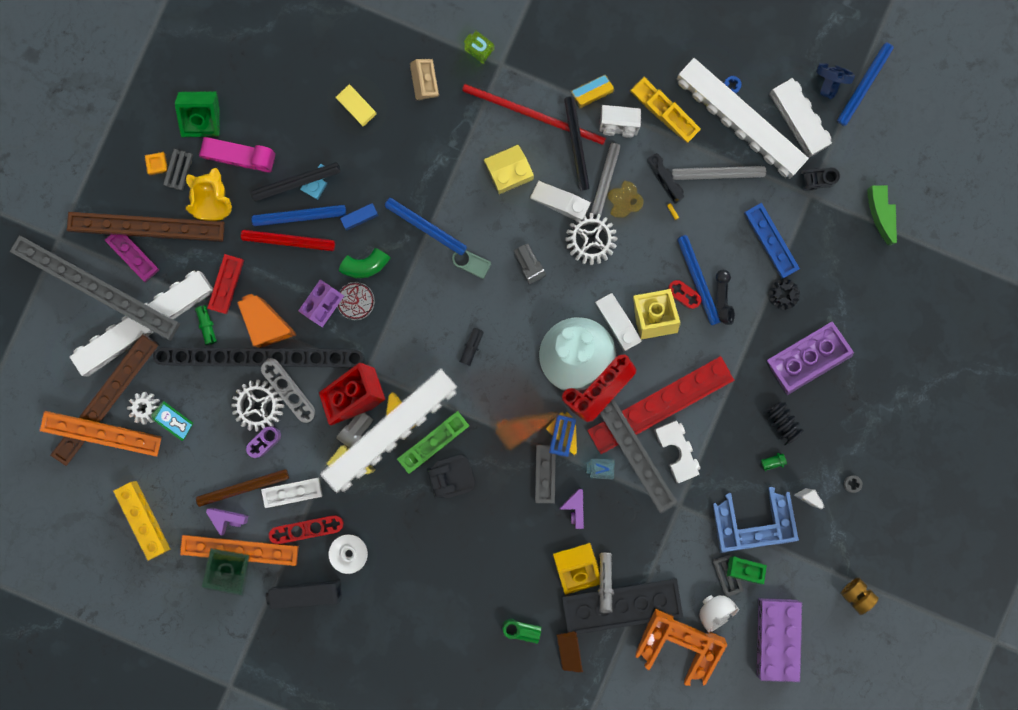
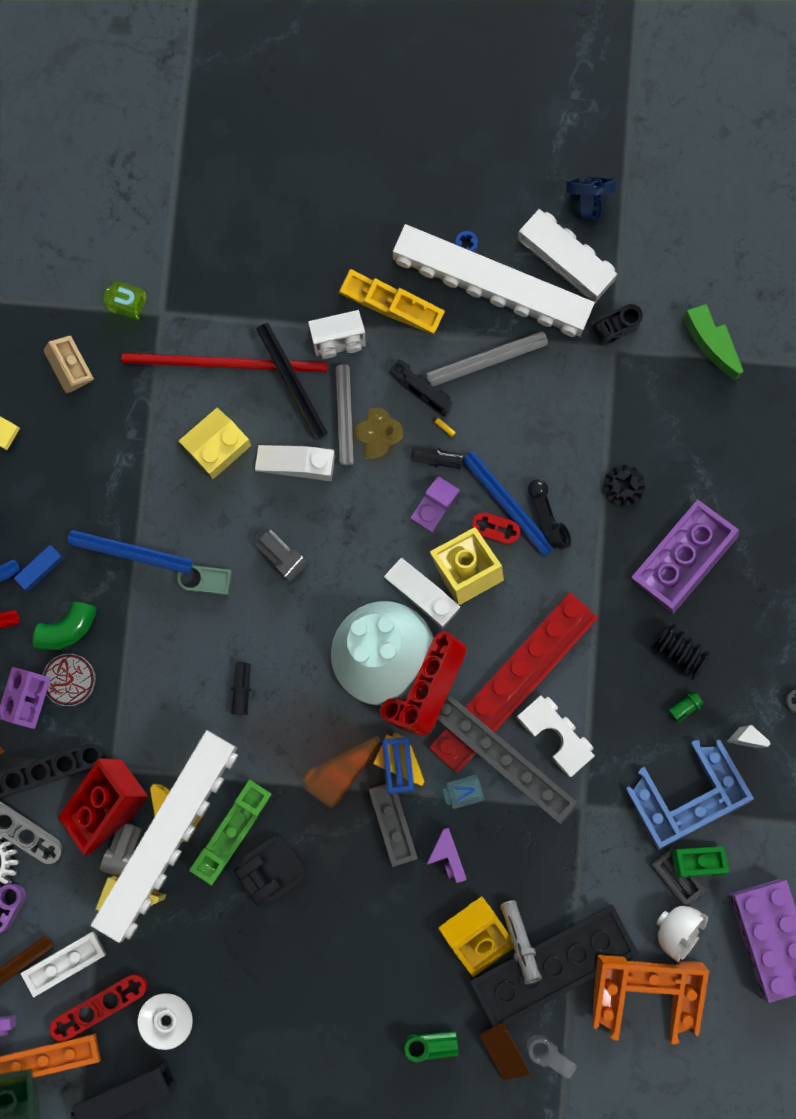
camera: 20 degrees left, 5 degrees down
(592, 91) = (290, 309): yellow slope -> none
(598, 244) = (340, 493): white gear -> none
(600, 666) = (551, 1057): none -> clear axle
(647, 263) = (435, 504): none -> medium lavender slope
(660, 231) = (436, 457): none -> black axle
(771, 240) = (584, 422): blue plate -> none
(865, 84) = (634, 188): blue axle -> none

